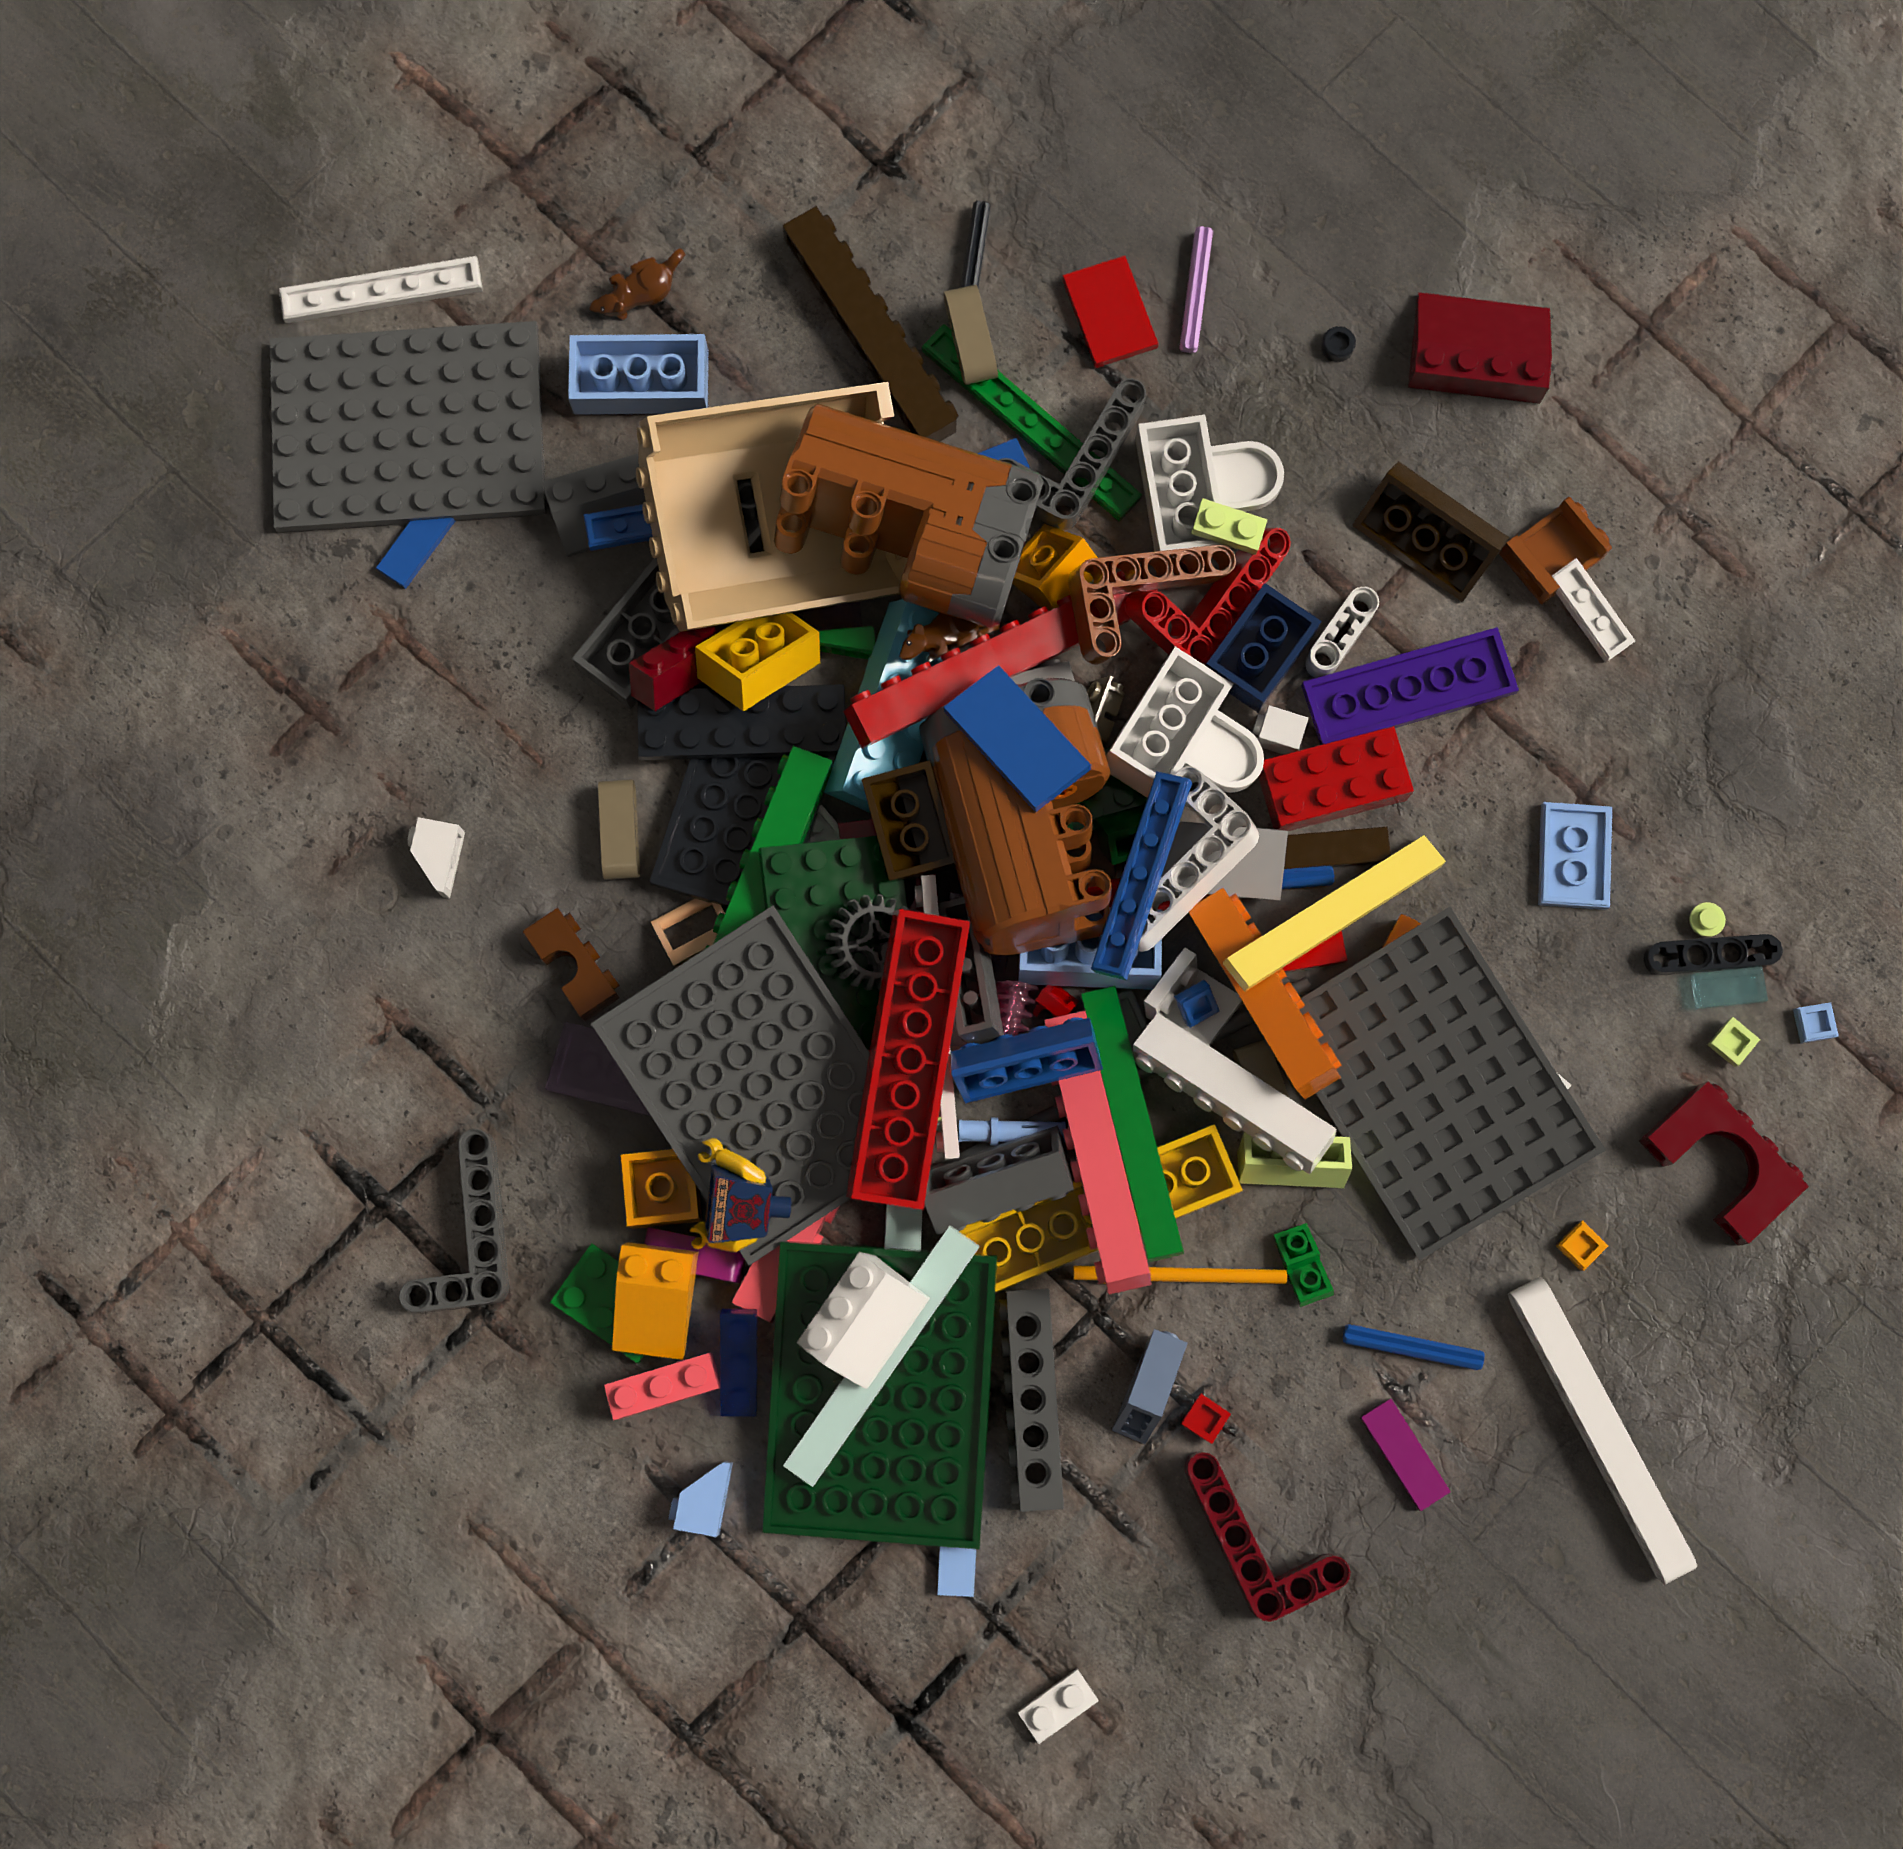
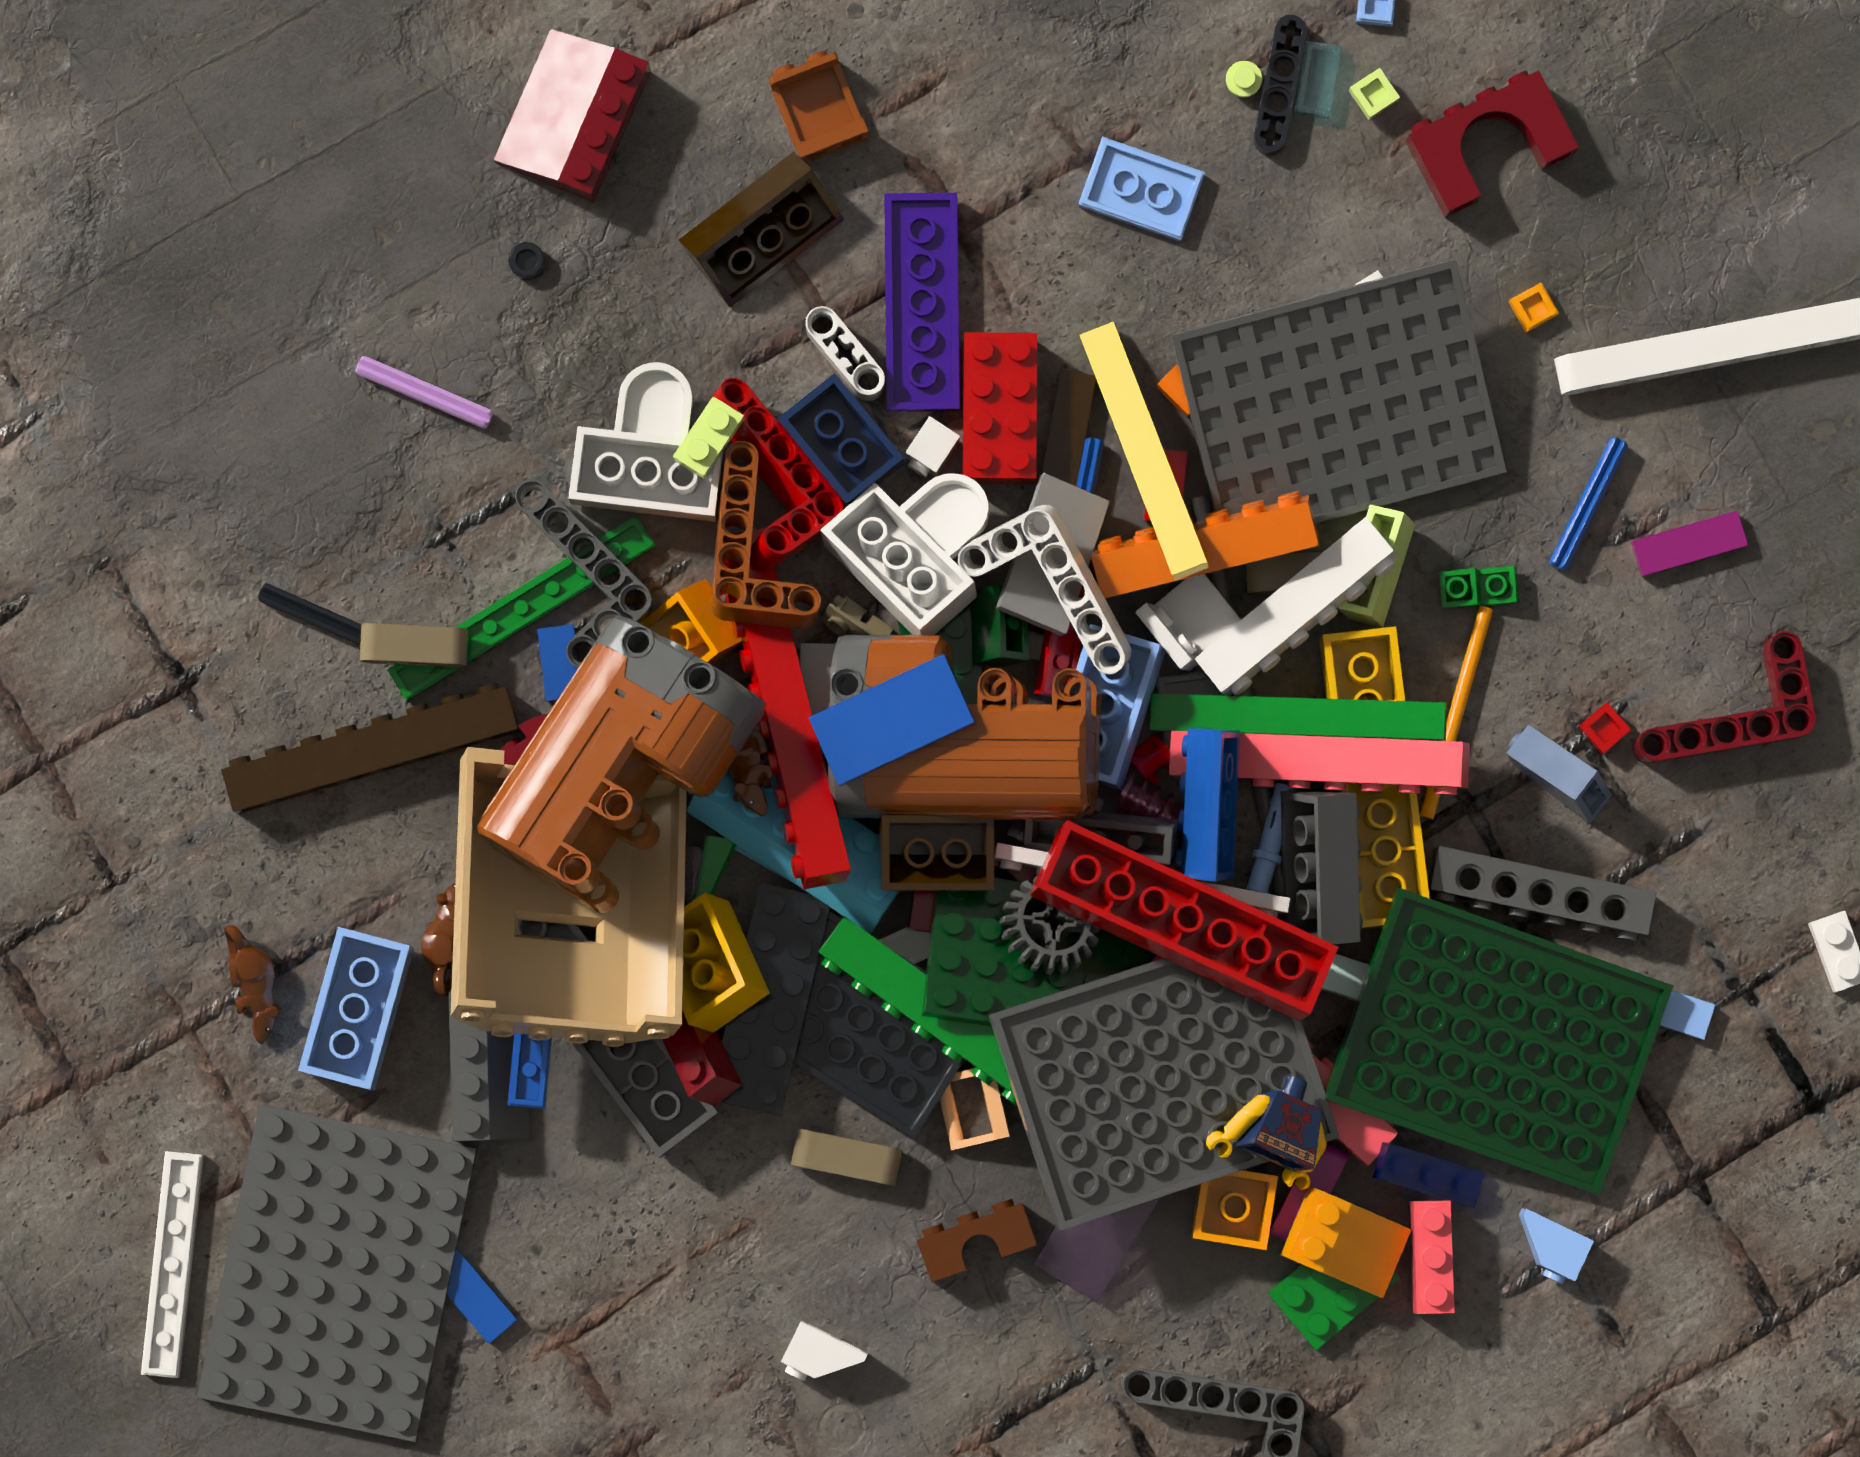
camera: 75 degrees left, 5 degrees up
(850, 1399) = (1464, 1028): light aqua tile -> none
(863, 1320) = (1428, 1035): white slope -> none
(1110, 311) = (422, 490): red tile -> none
(1141, 875) = (1059, 634): blue tile -> none
(1197, 1003) = (1195, 616): blue tile -> none
(1591, 611) = (892, 91): white tile -> none

